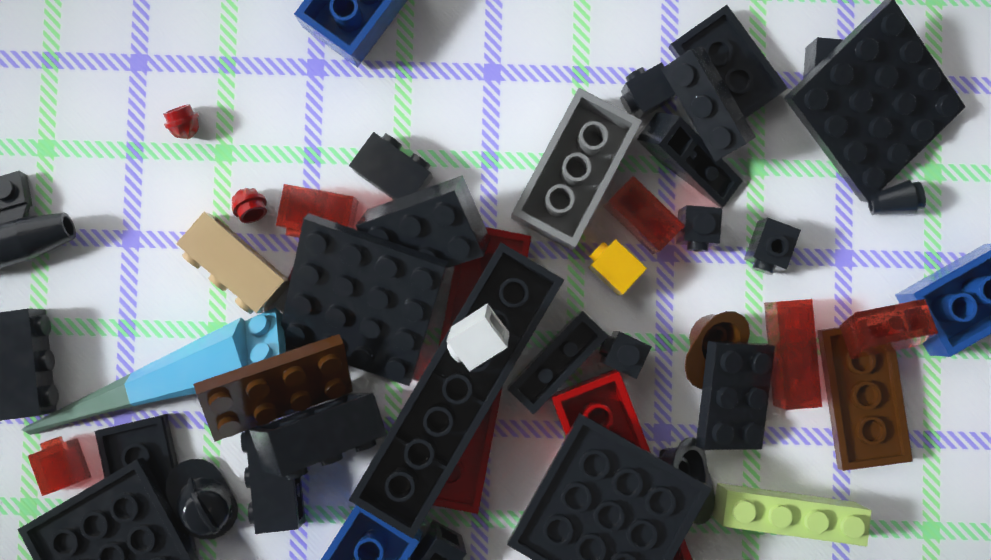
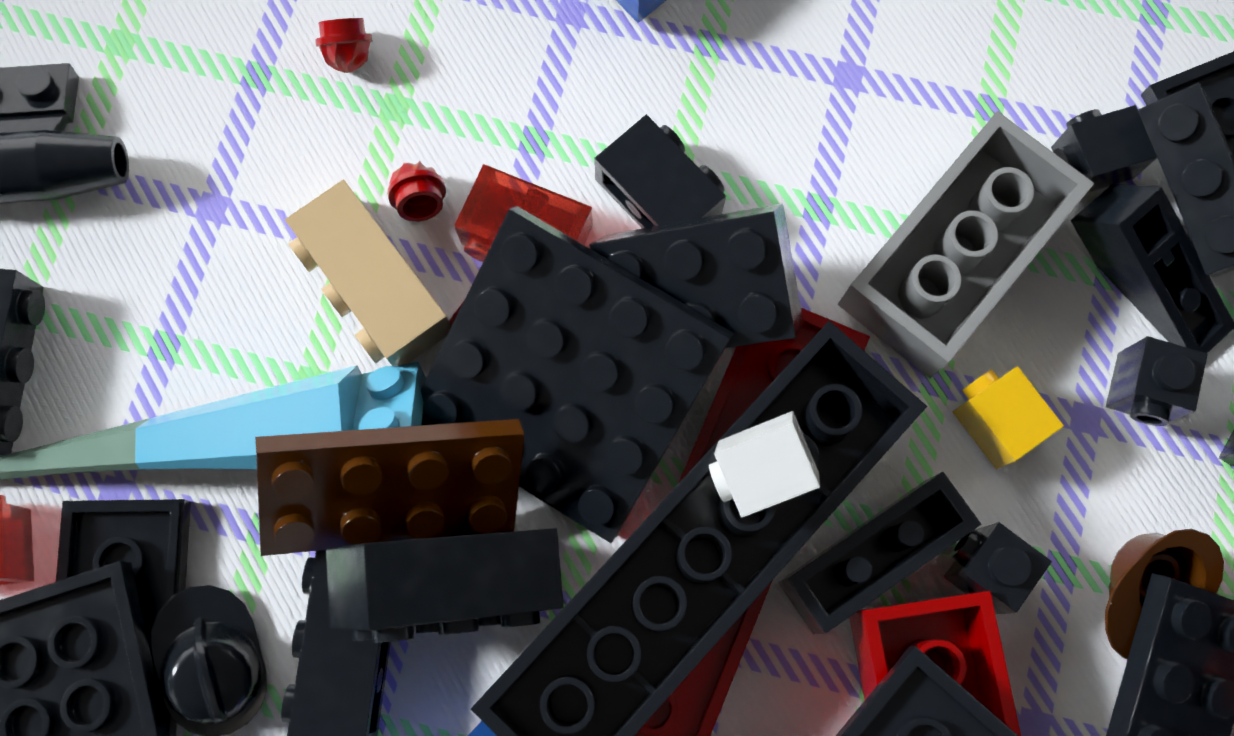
camera: 15 degrees right, 10 degrees down
(644, 215) = (1067, 341): clear red brick -> none

